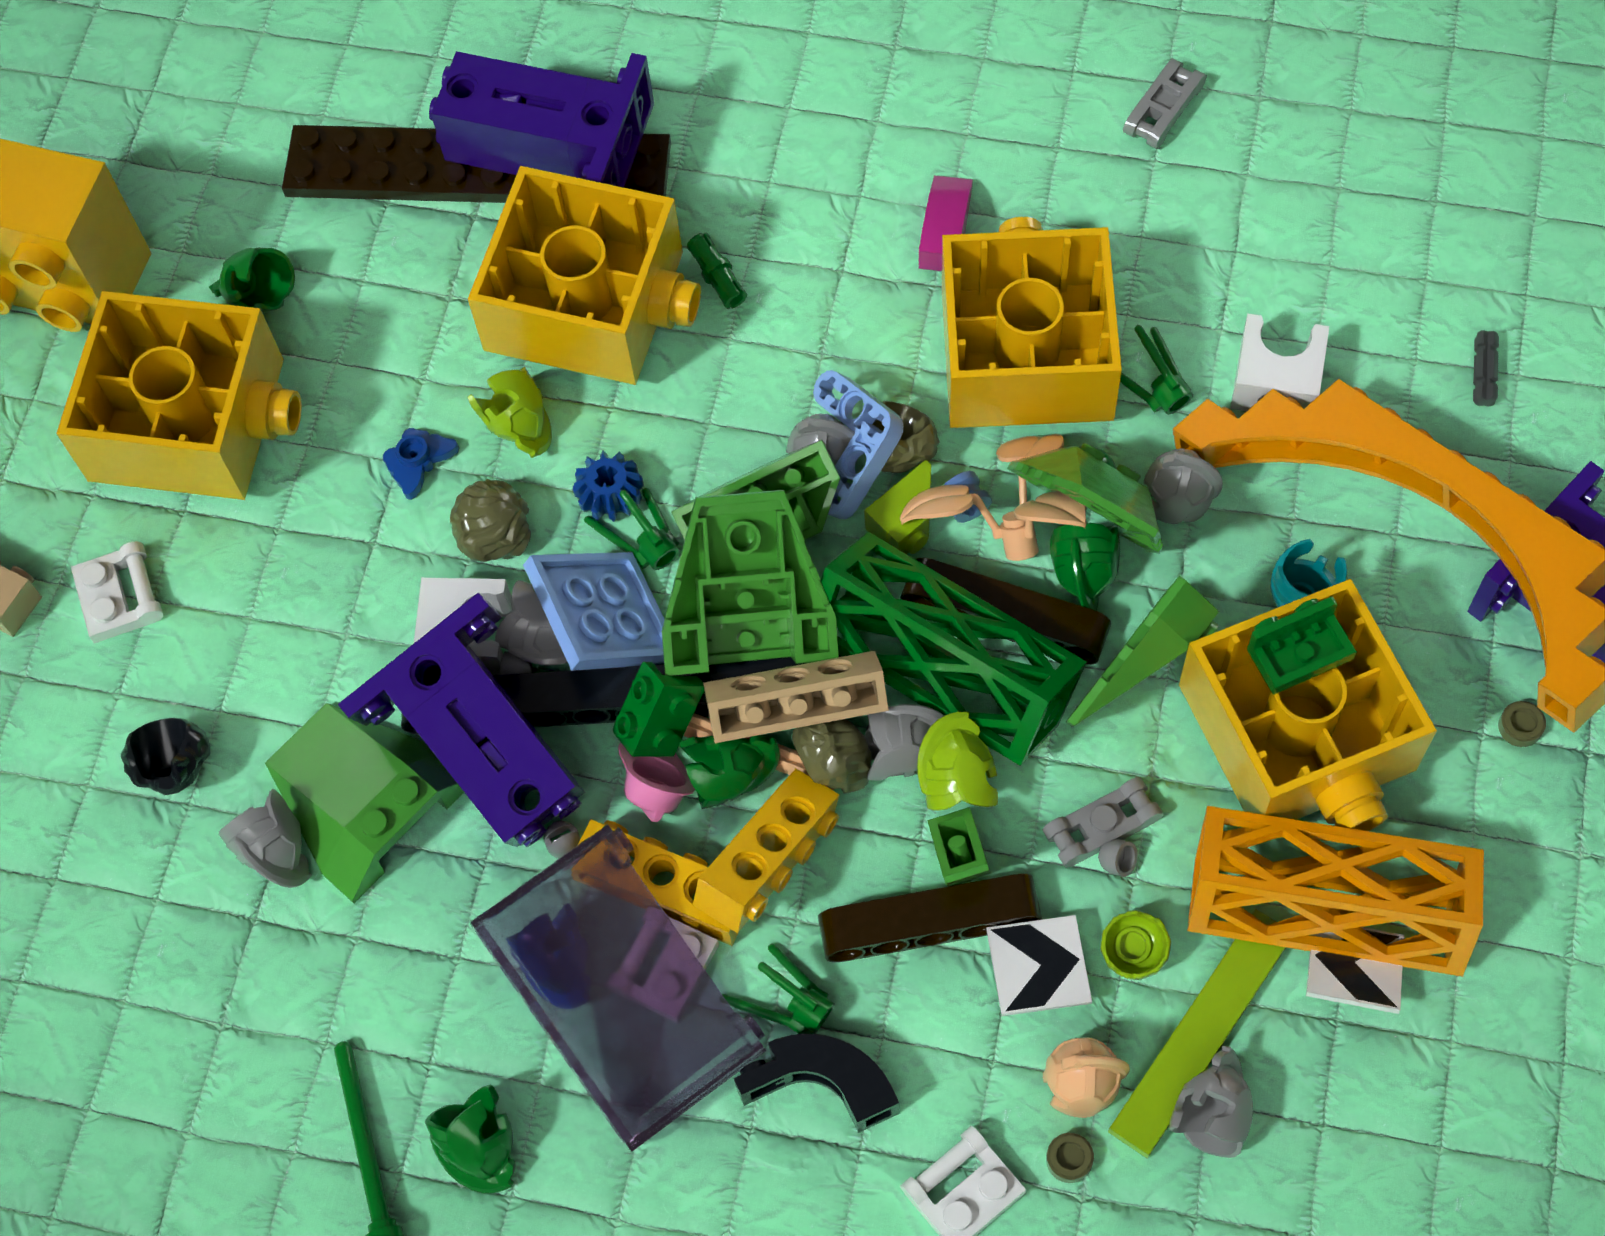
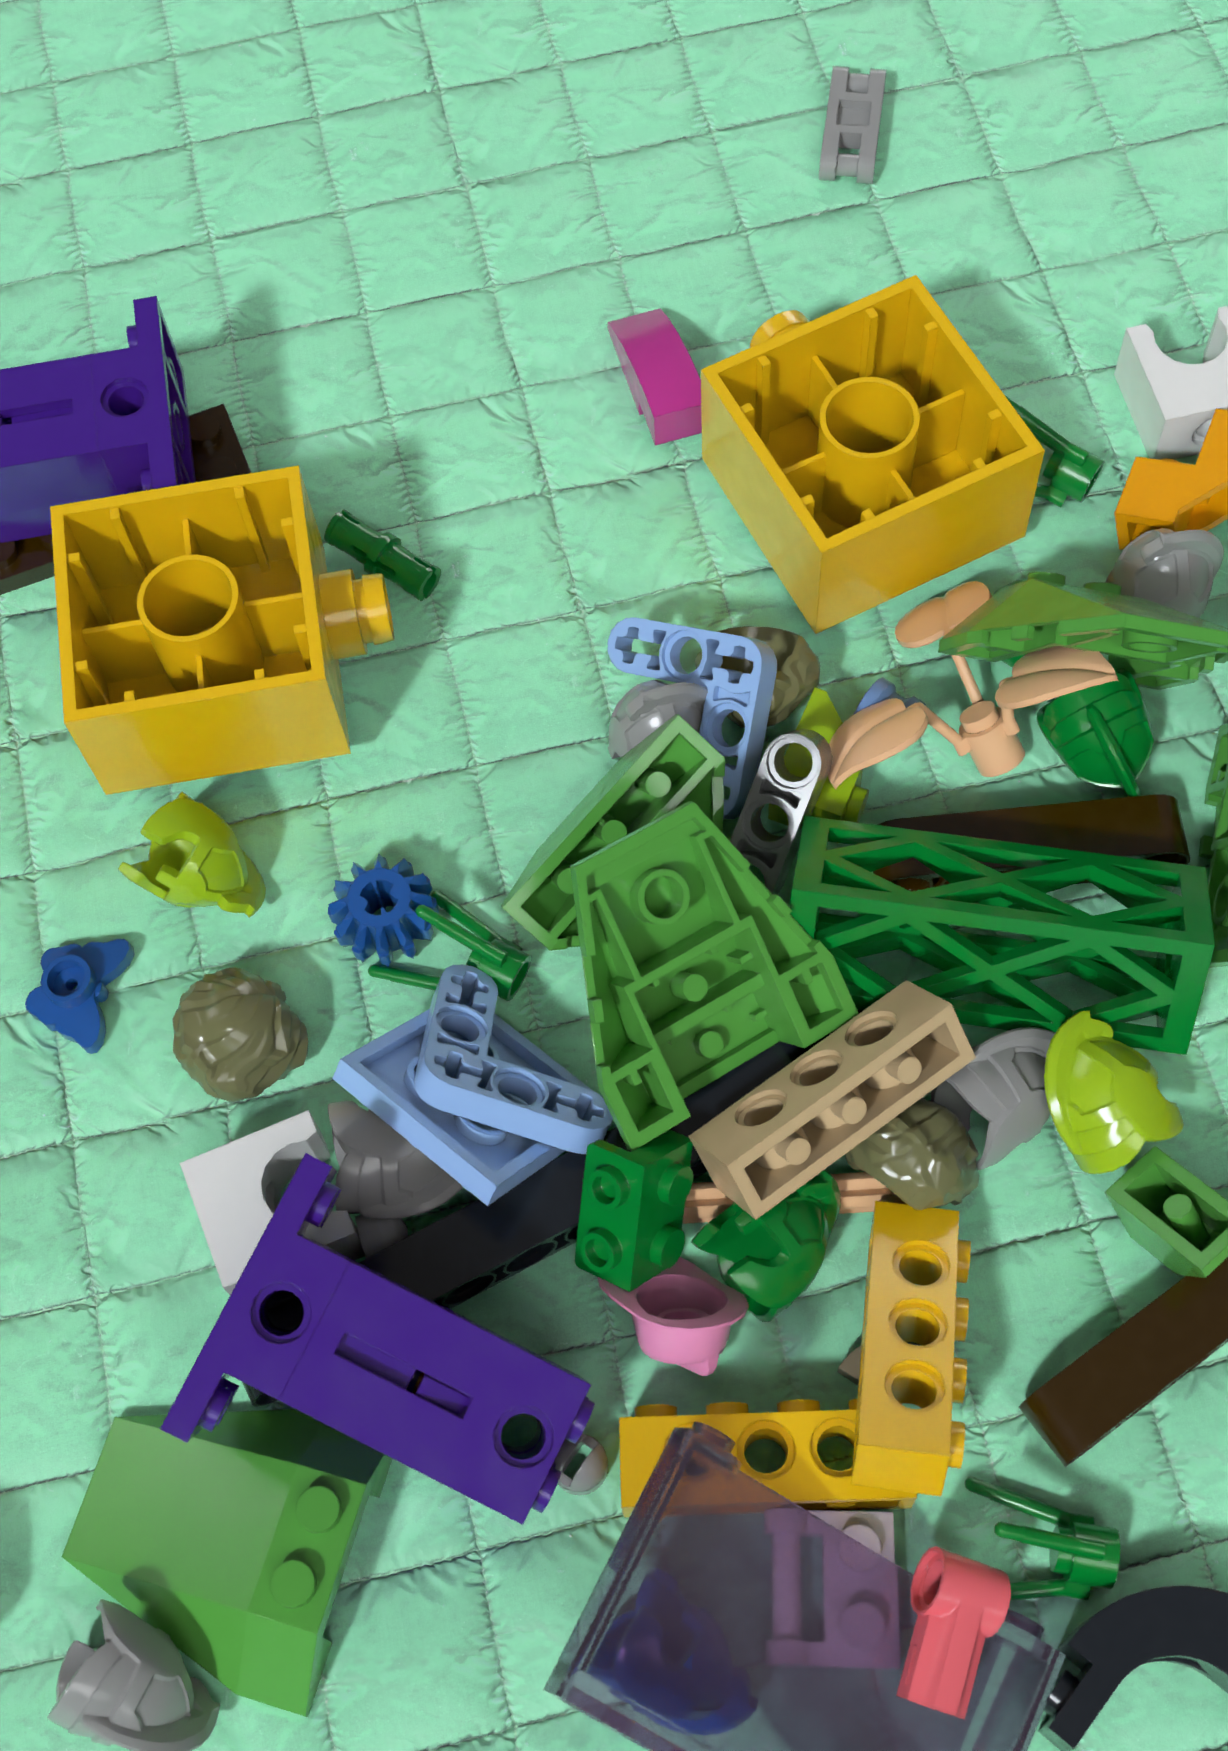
camera: 25 degrees left, 0 degrees up
(604, 590) = (454, 1070): none -> light blue beam
(716, 998) = (956, 1609): none -> coral piece
(863, 507) = (792, 793): none -> dark grey beam

